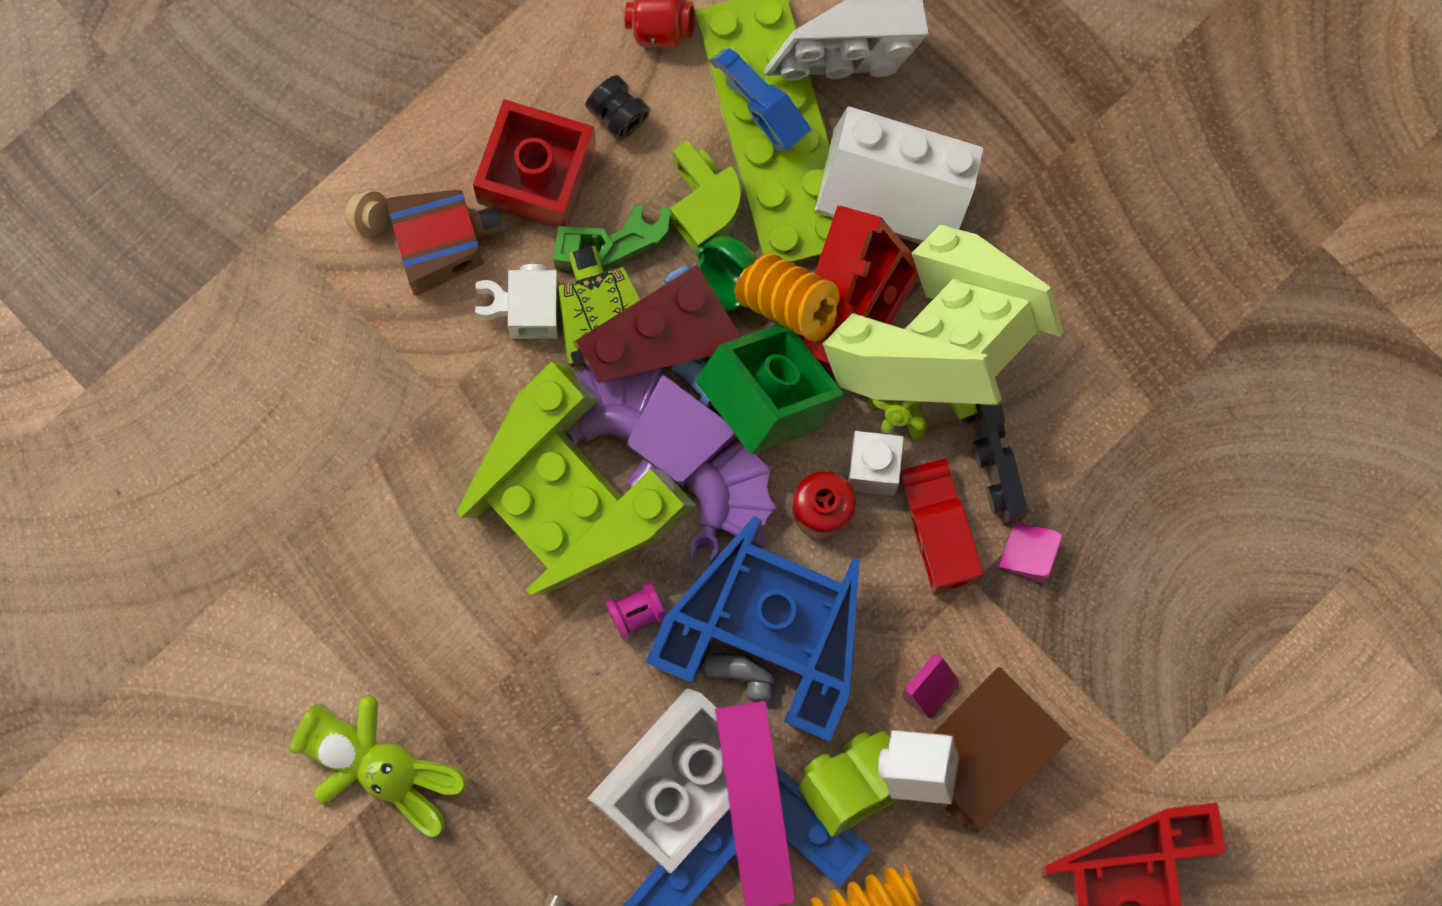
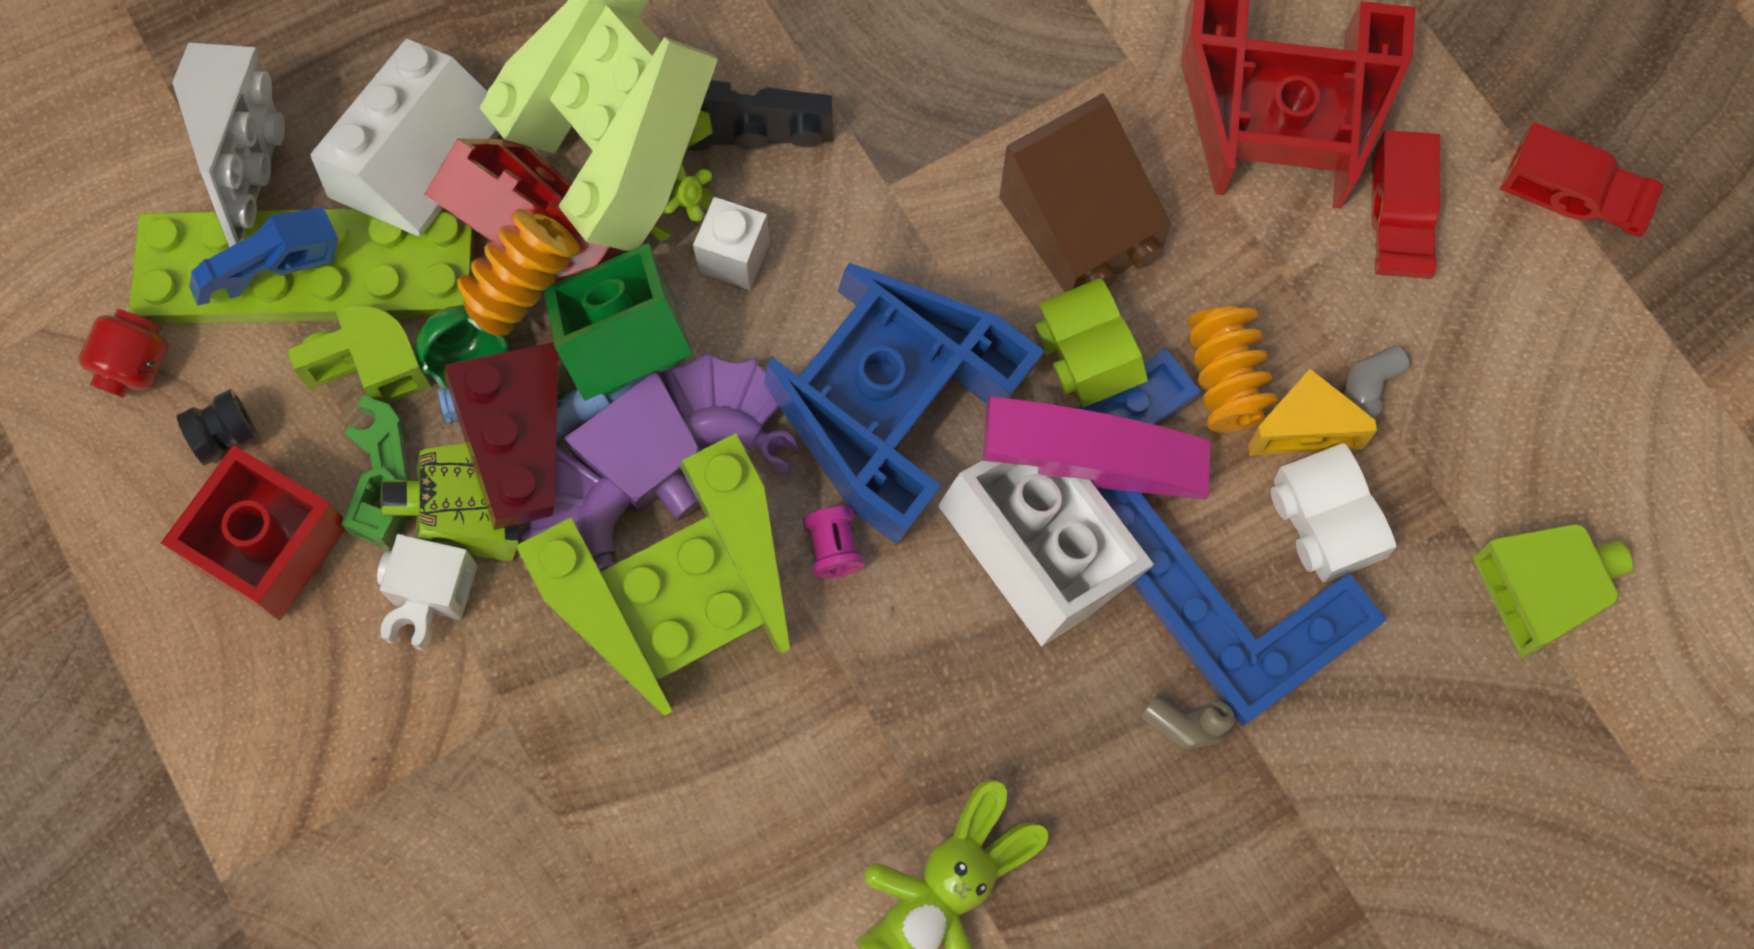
camera: 75 degrees left, 5 degrees down
(367, 213) = (248, 753): tan plate -> none
(439, 236) = (305, 672): torso -> none
(745, 669) = (933, 436): light grey arm -> none
(823, 521) = (765, 306): red head -> none
(919, 767) = (1098, 257): white brick -> none
(931, 686) = (993, 252): dark pink slope -> none
(940, 527) = (825, 195): red piece -> none
(1030, 551) = (872, 114): dark pink slope -> none

